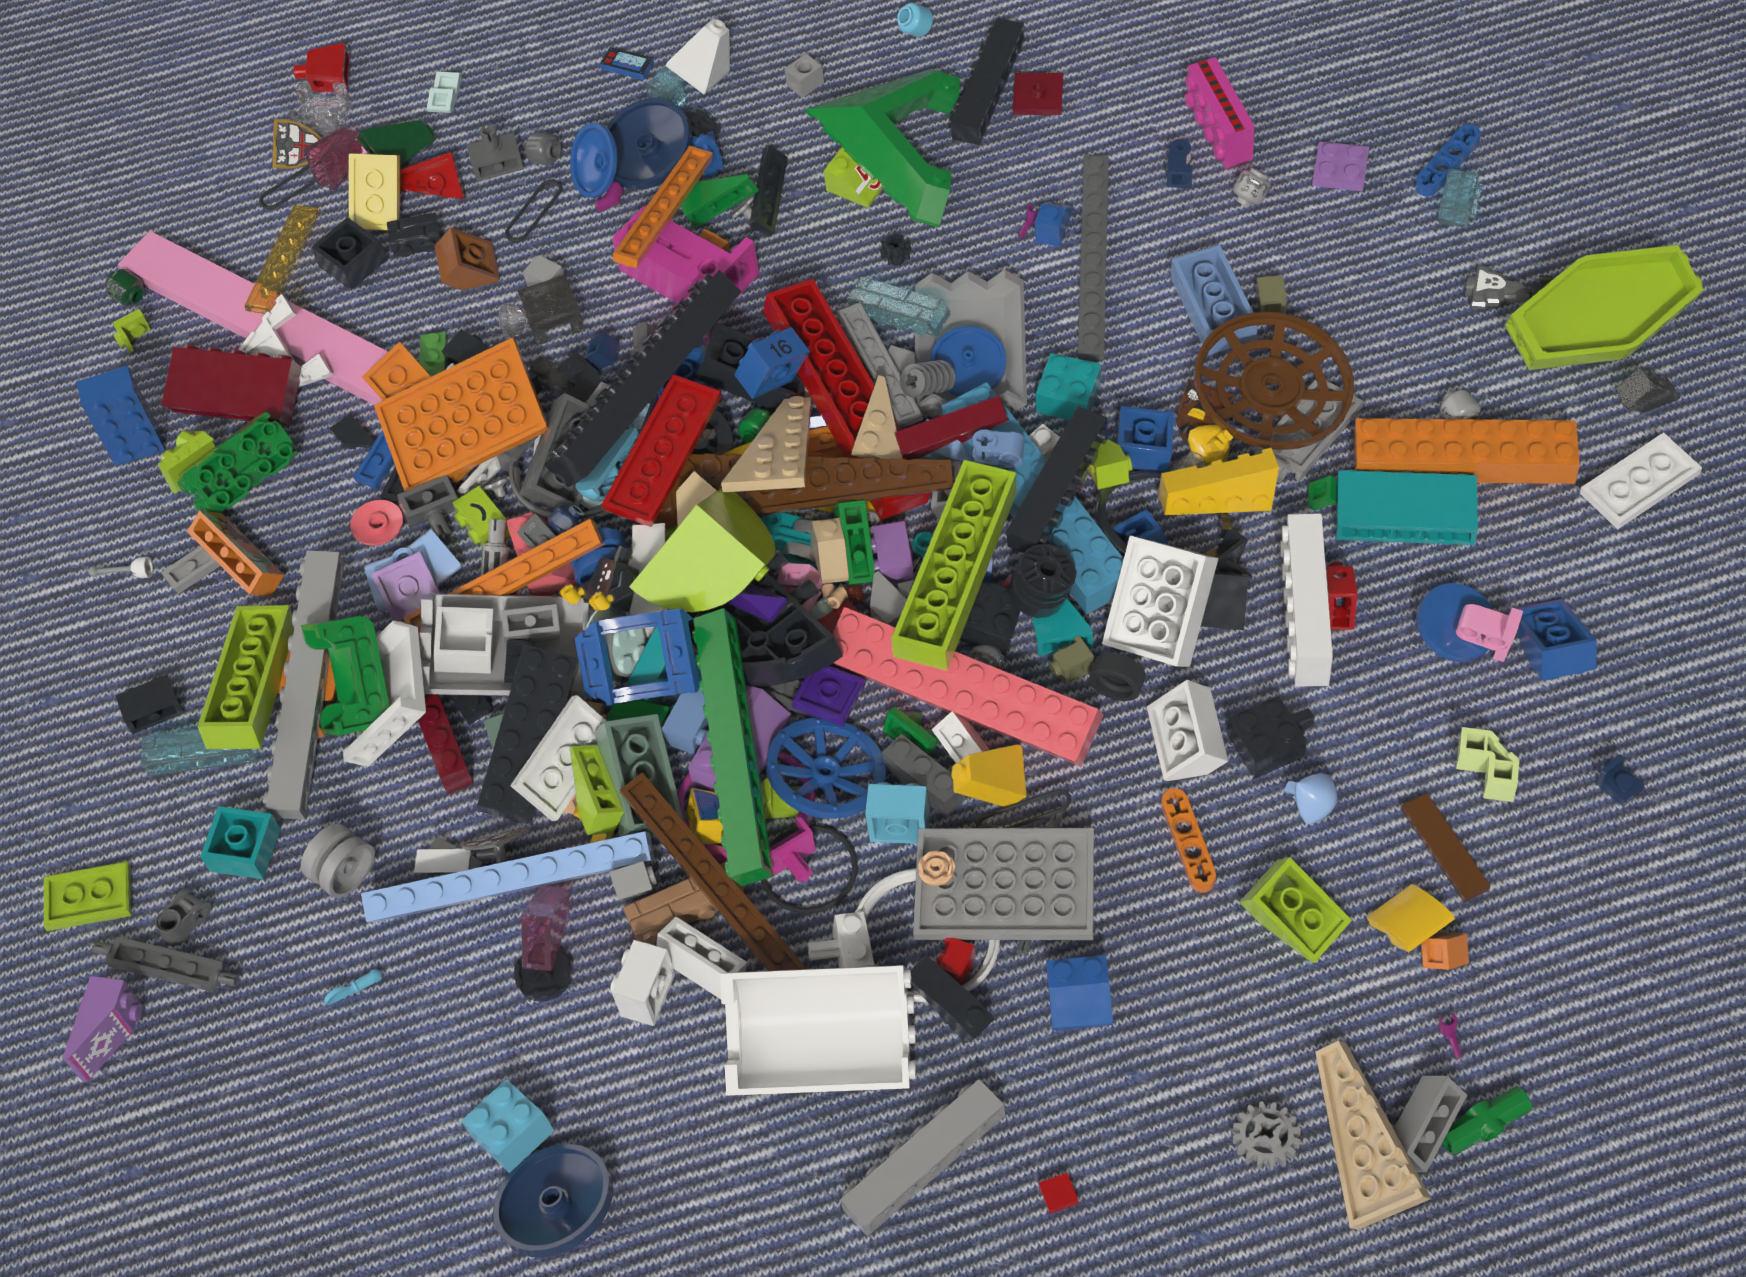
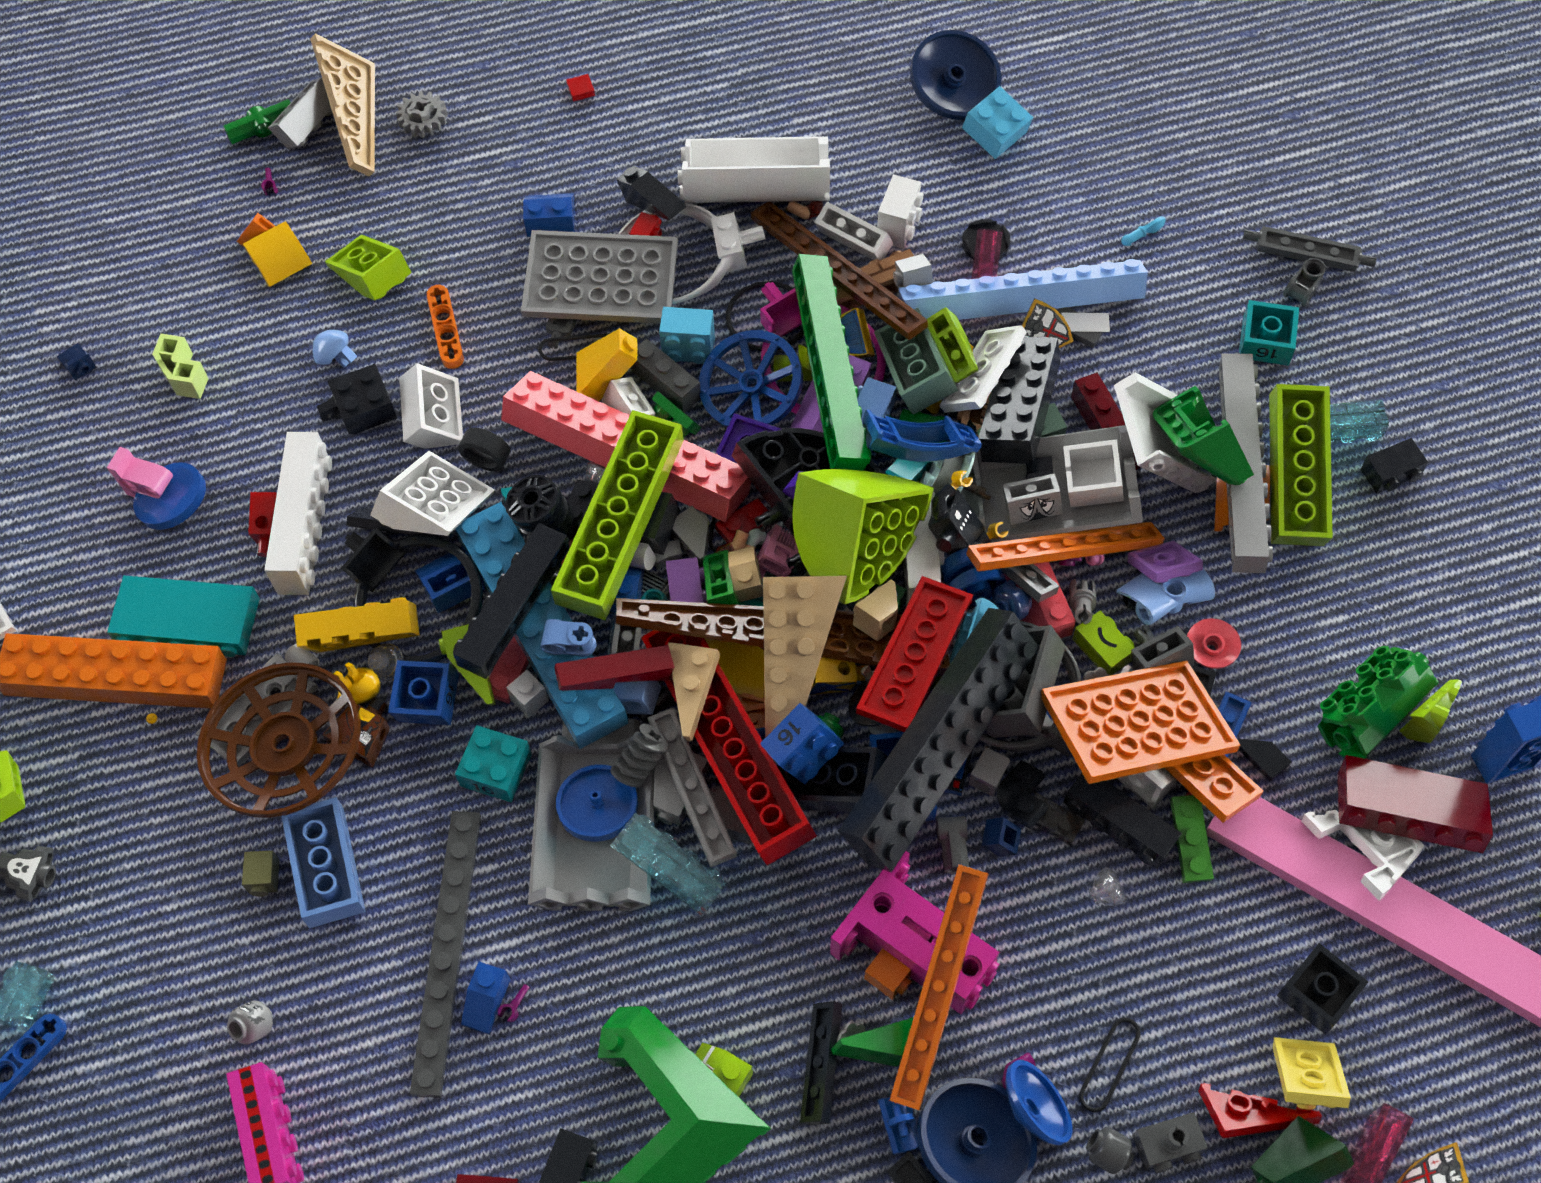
camera: 175 degrees right, 5 degrees up
(87, 896) = (1397, 308): lime tile -> none
(101, 1025) = (1345, 196): medium lavender slope -> none
(140, 567) = (1450, 608): hinge -> none
(190, 569) = (1396, 605): light grey plate -> none
(235, 553) = (1351, 607): orange brick -> none
(281, 259) = (1404, 991): clear yellow tile -> none
(282, 183) = (1439, 1133): black piece -> none
(337, 860) = (1176, 308): light grey wheel -> none
(414, 234) = (1248, 1021): black brick -> none
(466, 260) = (1177, 977): dark orange slope -> none
(541, 270) = (1080, 946): light grey panel -> none
(549, 306) = (1066, 896): clear smoke panel -> none
(895, 250) = (663, 964): black gear -> none
(922, 1157) = (677, 105): light grey brick -> none
(934, 860) = (655, 269): light nougat plate -> none
(1072, 661) = (523, 468): olive brick -> none
(1179, 168) = (330, 1072): dark blue leg -> none
(1322, 493) = (260, 634): green plate -> none
(1340, 166) = (142, 1063): medium lavender plate -> none
(1445, 848) = (235, 316): reddish brown tile -> none
(1460, 405) = (101, 722): light grey head -> none
(1556, 640) = (86, 483): blue slope -> none

